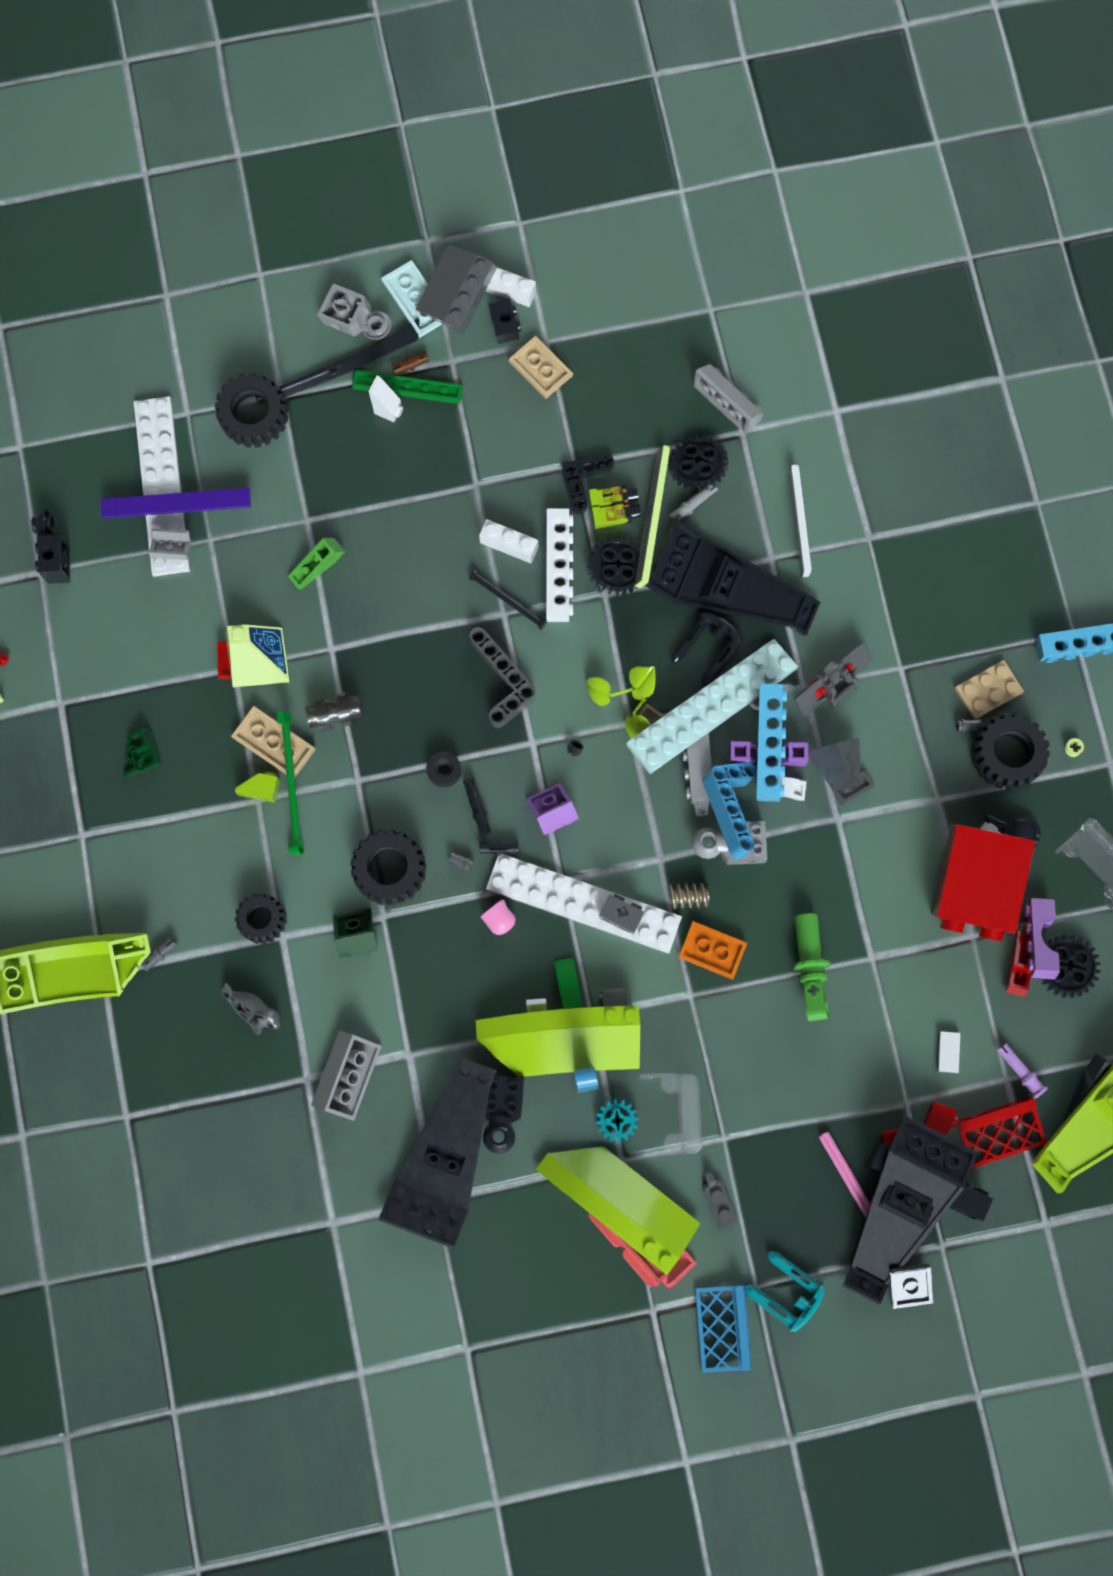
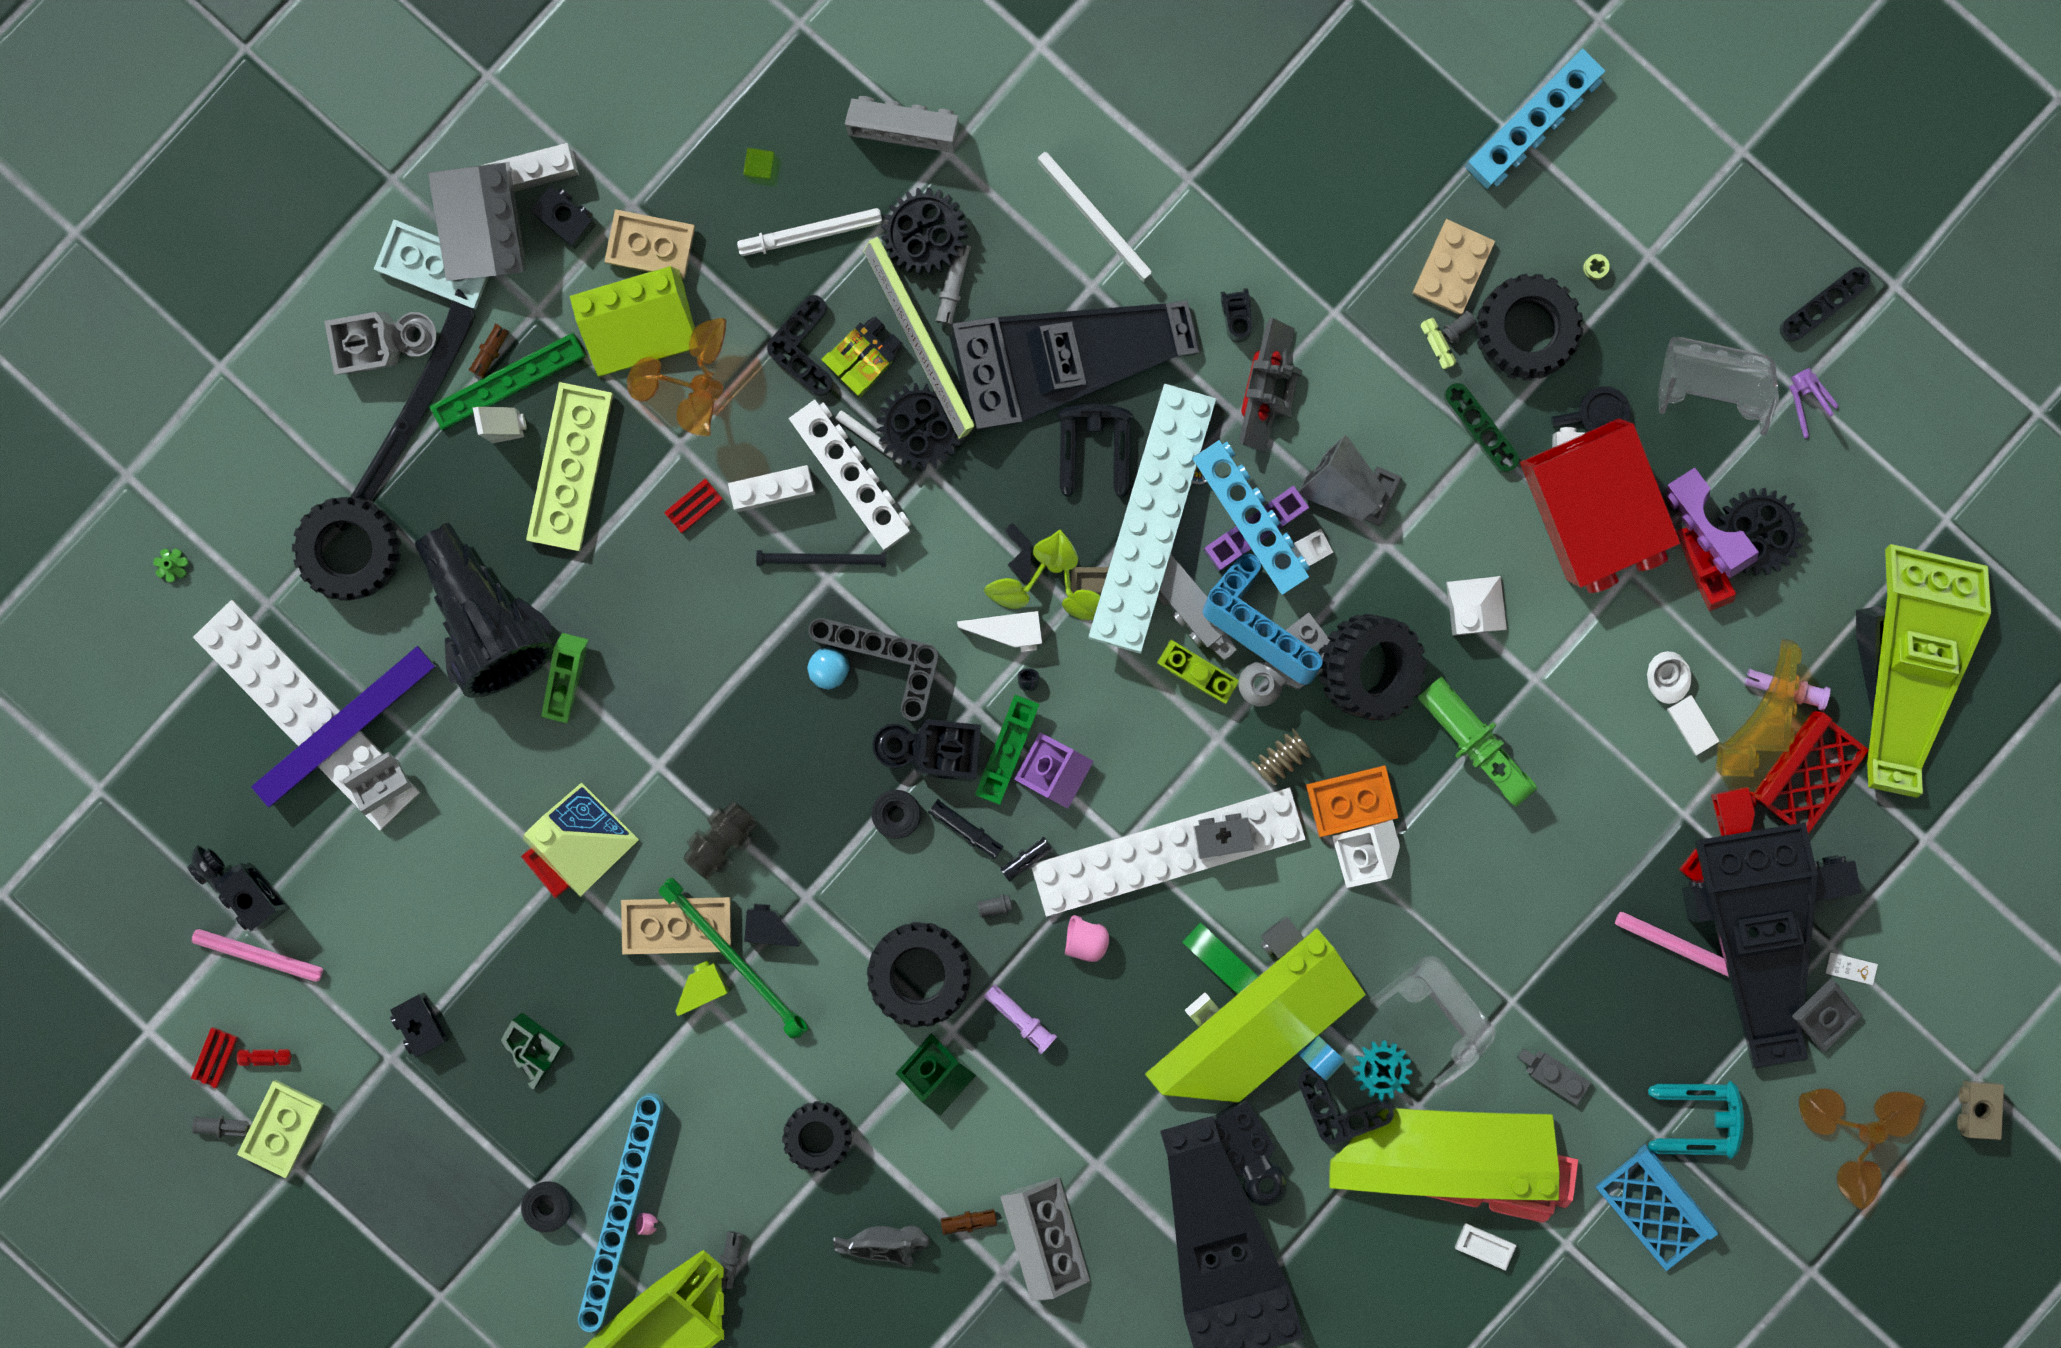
camera: 35 degrees left, 10 degrees up
(33, 594) = (257, 955): none -> bright pink axle
(68, 847) = (546, 1222): none -> black tyre
(92, 703) = (430, 1034): none -> black brick
(109, 881) = (612, 1222): none -> medium azure beam
(127, 897) = (645, 1224): none -> bright pink hinge
(152, 357) = (171, 565): none -> bright green plant
(292, 512) = (489, 638): none -> black cone
(310, 1033) = (968, 1222): none -> reddish brown pin
(324, 780) = (768, 927): none -> black slope
(406, 453) = (569, 466): none -> yellowish green plate
(429, 944) = (1029, 1027): none -> lavender pin
(458, 521) = (711, 491): none -> red tile
(467, 661) = (828, 667): none -> medium azure hair
(493, 748) = (935, 750): none -> black brick
(497, 464) = (696, 411): none -> clear orange plant
(502, 399) = (634, 320): none -> lime slope
(534, 778) = (1007, 749): none -> green slope
(571, 1134) = (1341, 1120): none -> black beam
(582, 545) = (863, 432): none -> white piece
(586, 713) = (1012, 630): none -> white slope
(603, 1275) = (1485, 1246): none -> white tile
(619, 679) = (1022, 562): none -> black slope
(632, 366) = (758, 163): none -> clear neon green tile
(632, 420) = (809, 232): none -> white axle
(675, 809) = (1197, 672): none -> lime slope
(700, 986) = (1367, 853): none -> white slope
(801, 887) = (1402, 667): none -> black tyre
(845, 626) = (1236, 309): none -> black piece
(867, 891) = (1476, 605): none -> white slope
(912, 1379) = (1898, 1116): none -> clear orange plant
(944, 791) = (1477, 431): none -> dark green beam
(945, 1270) = (1851, 968): none -> white sticker
(950, 725) = (1438, 343): none -> yellowish green axle
(953, 1012) = (1669, 677): none -> white hat
(979, 1413) = (1990, 1122): none -> dark tan brick
(998, 1081) = (1769, 724): none -> clear yellow arch

